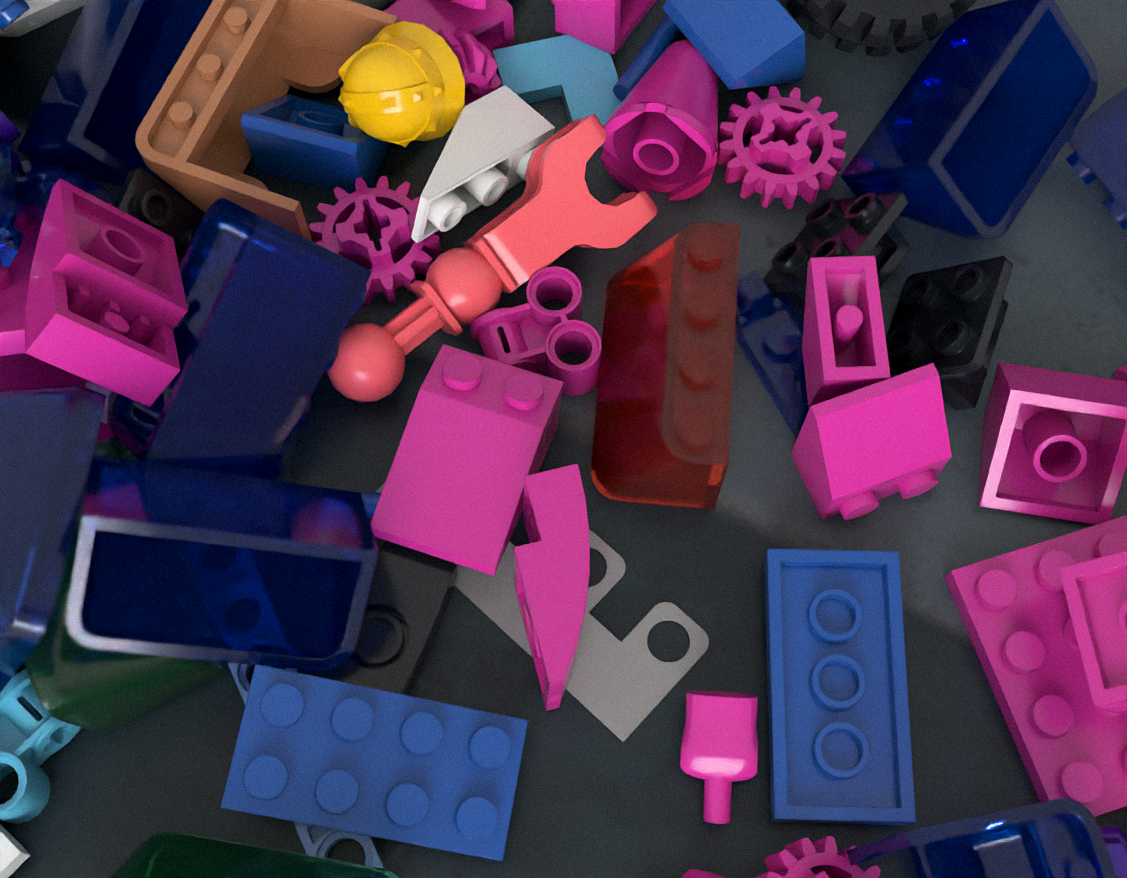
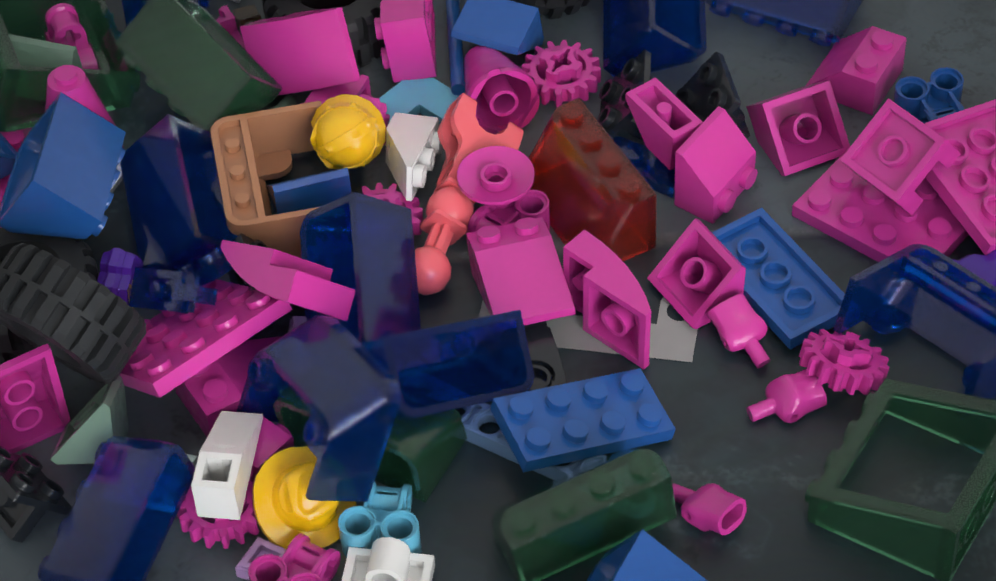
camera: 30 degrees left, 20 degrees down
(534, 255) = (495, 175): none -> dark pink dish
(719, 617) = (698, 274): none -> dark pink slope

